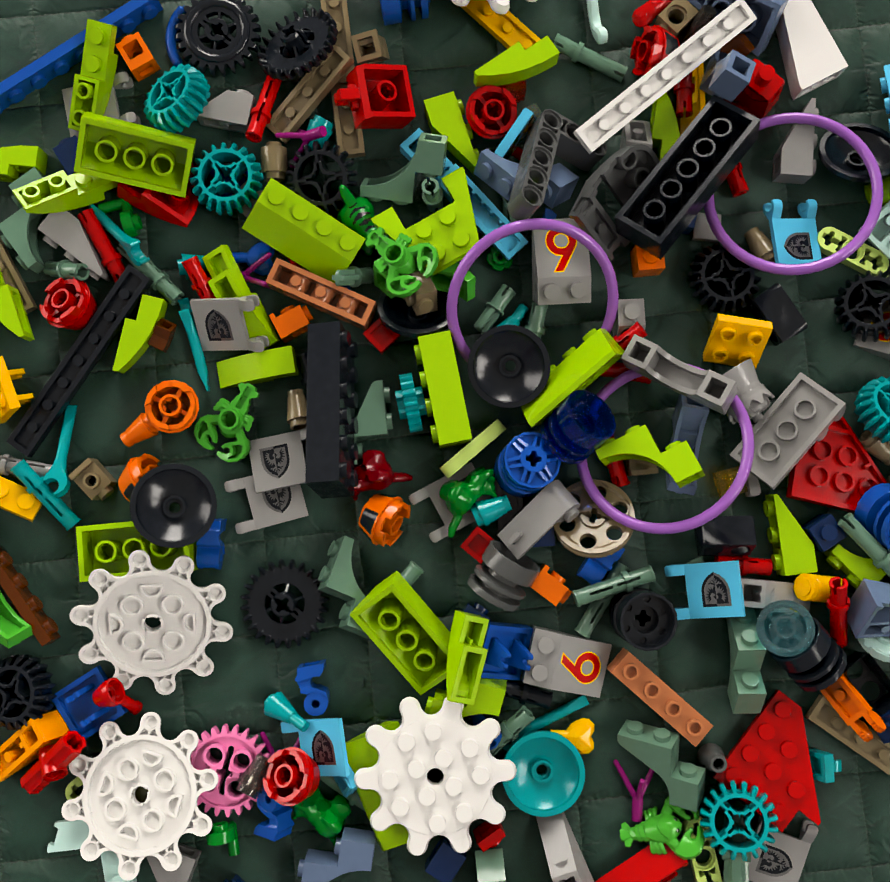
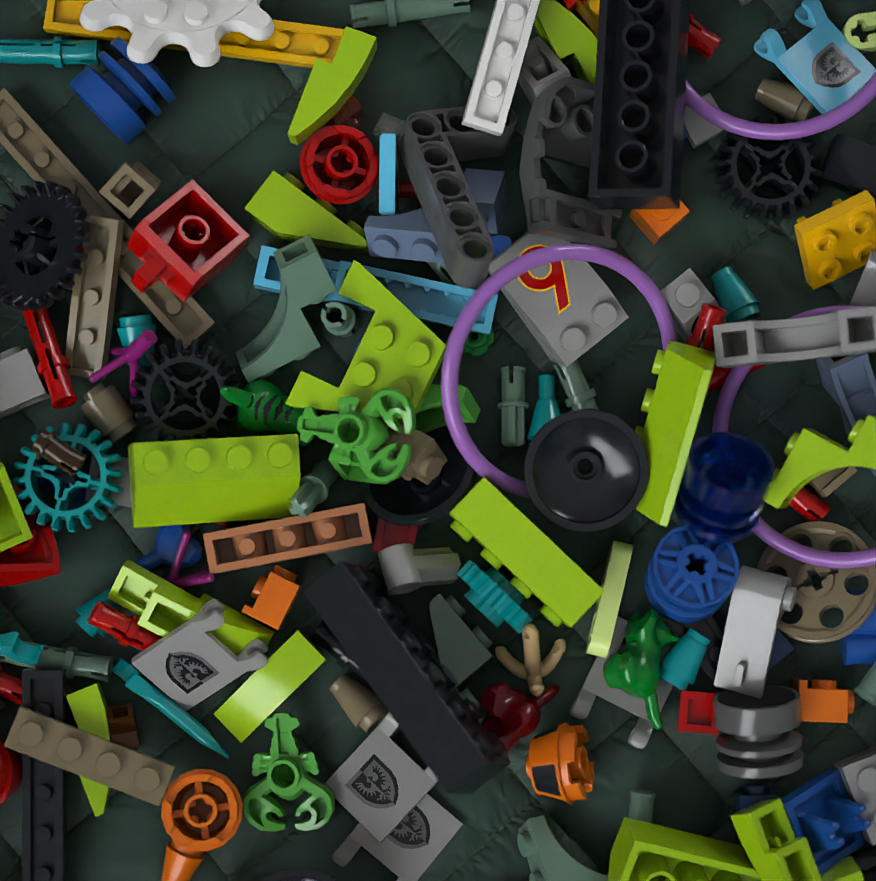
camera: 30 degrees left, 0 degrees up
(131, 334) = (89, 756): none -> dark tan plate
(229, 159) = (58, 453): none -> dark brown pin
(374, 355) = (411, 568): none -> light grey piece
(404, 458) = (534, 668): none -> tan piece
(658, 330) = (734, 296): none -> teal cone

